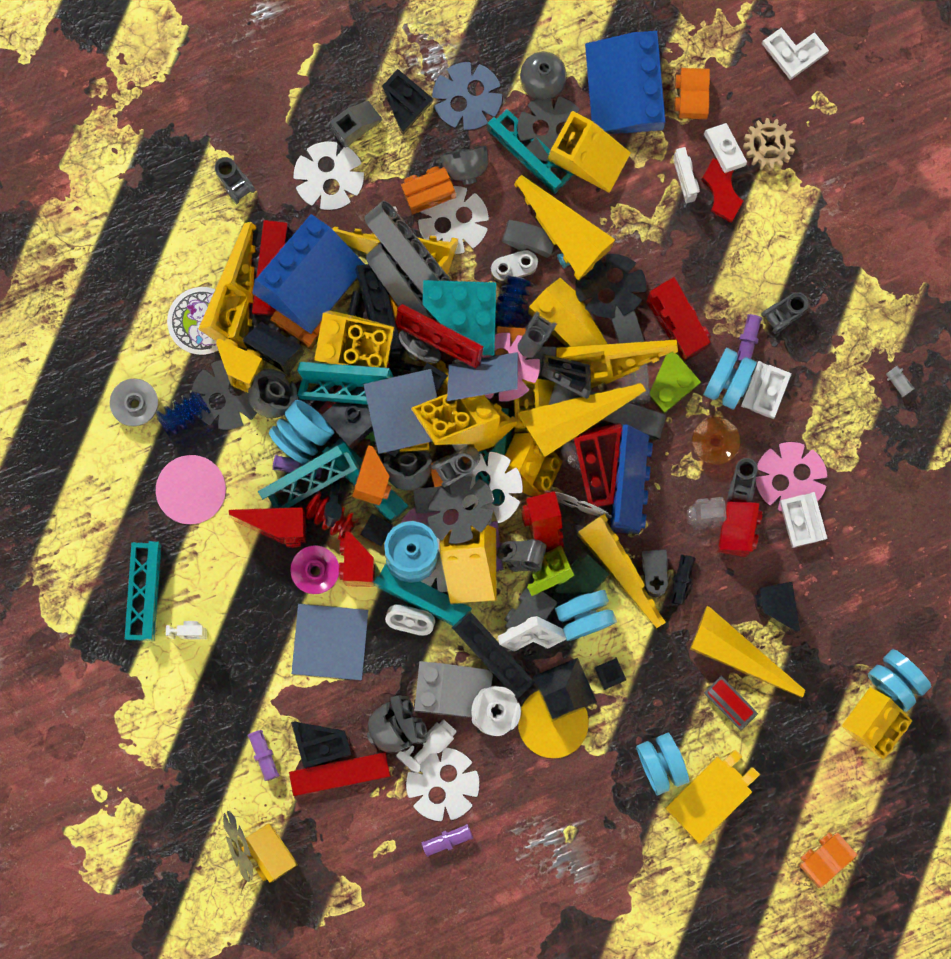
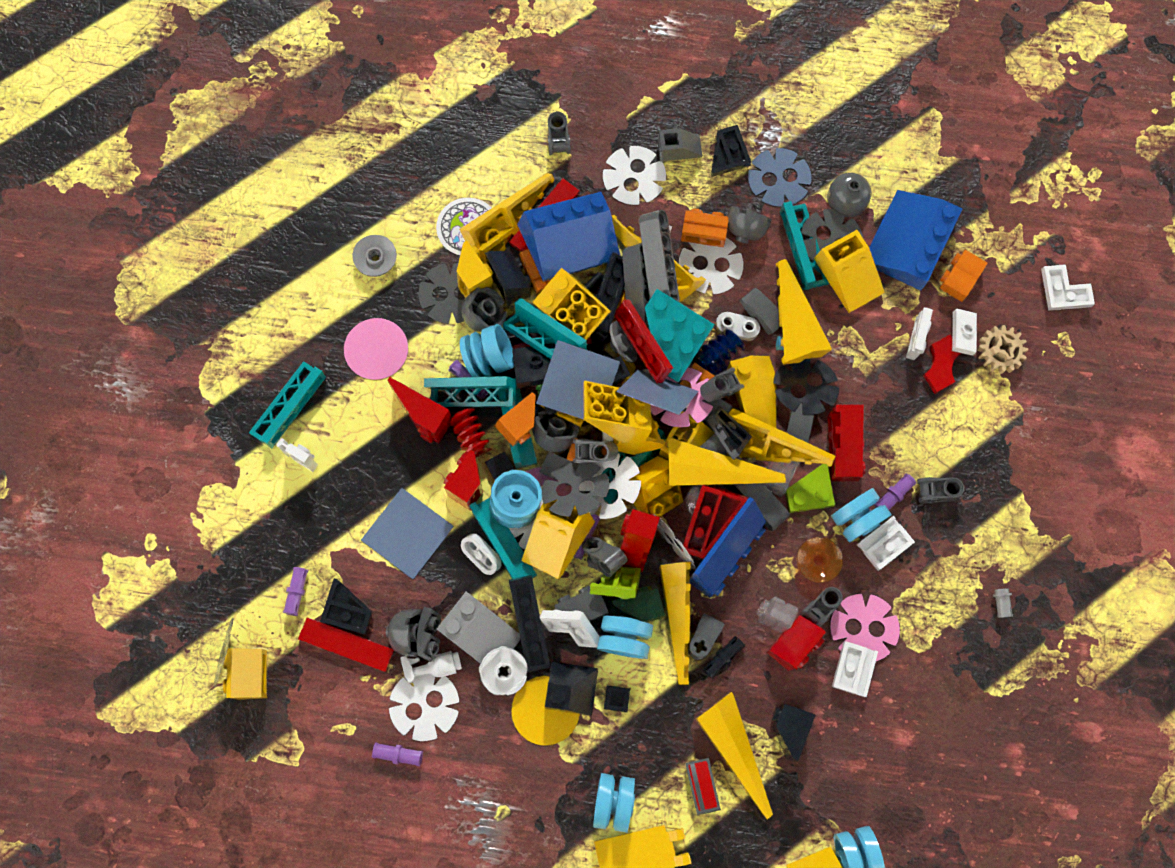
camera: 30 degrees right, 5 degrees down
(182, 412) = (405, 284): clear blue piece -> none
(314, 557) = (425, 458): dark pink dish -> none
(332, 509) = (473, 427): black piece -> none

